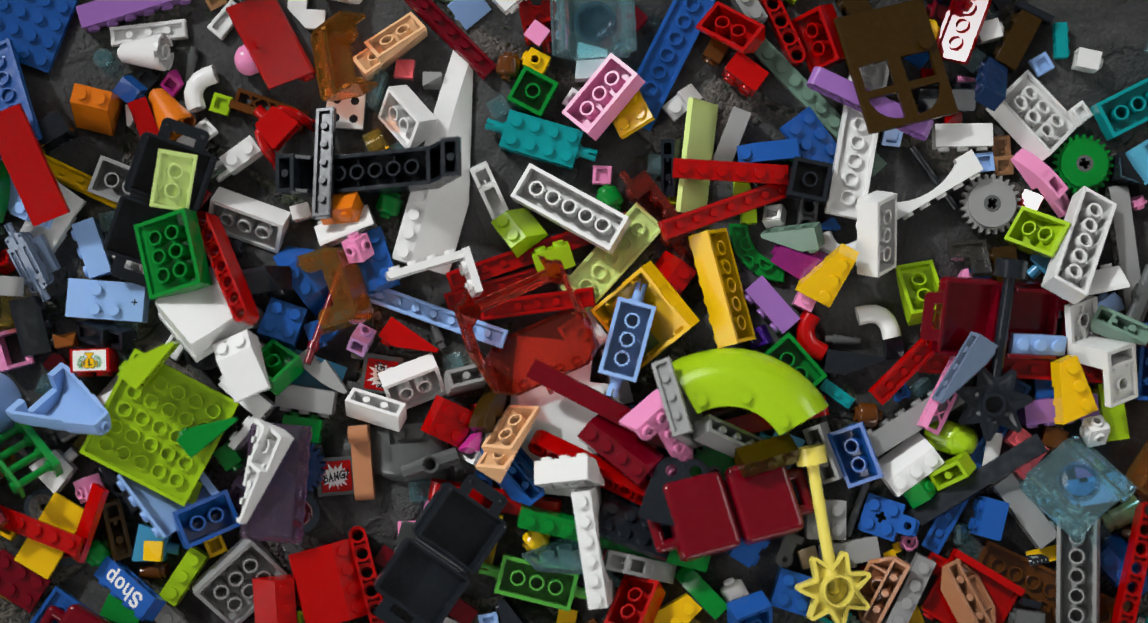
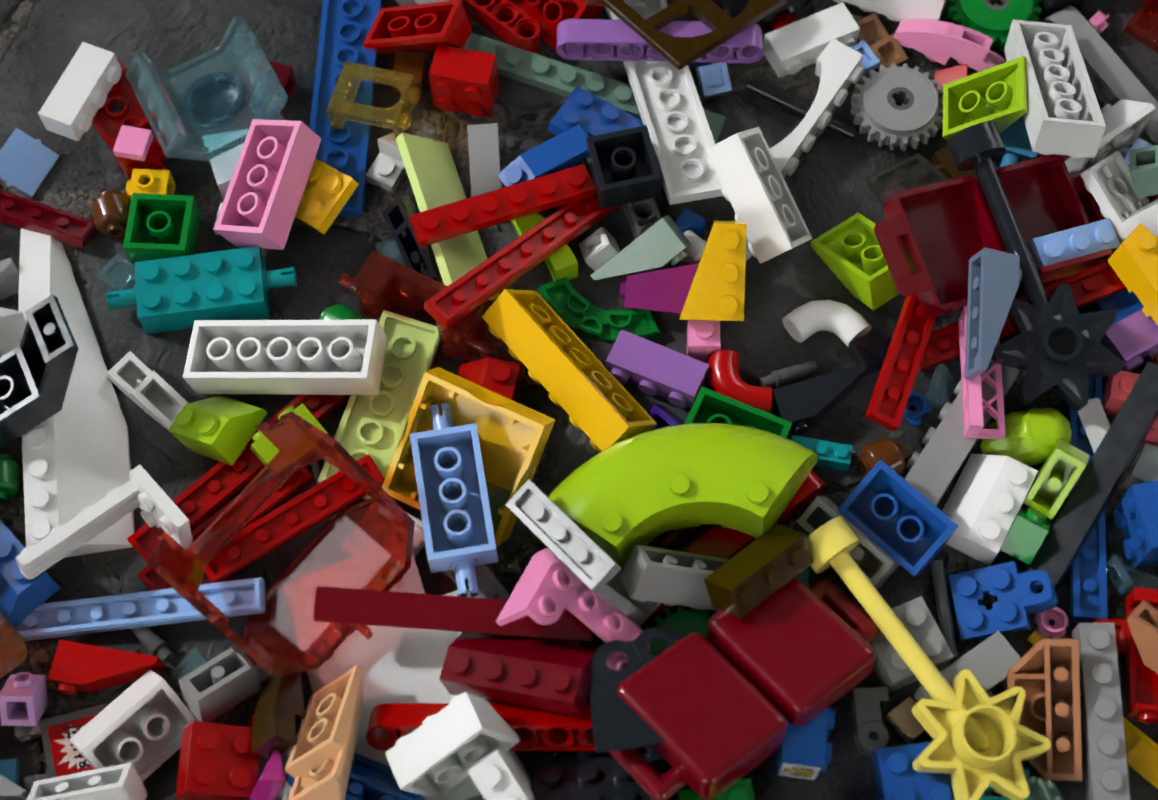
camera: 20 degrees left, 20 degrees down
(601, 175) = (315, 301): bright pink tile -> none
(689, 83) = (397, 117): none -> clear yellow panel

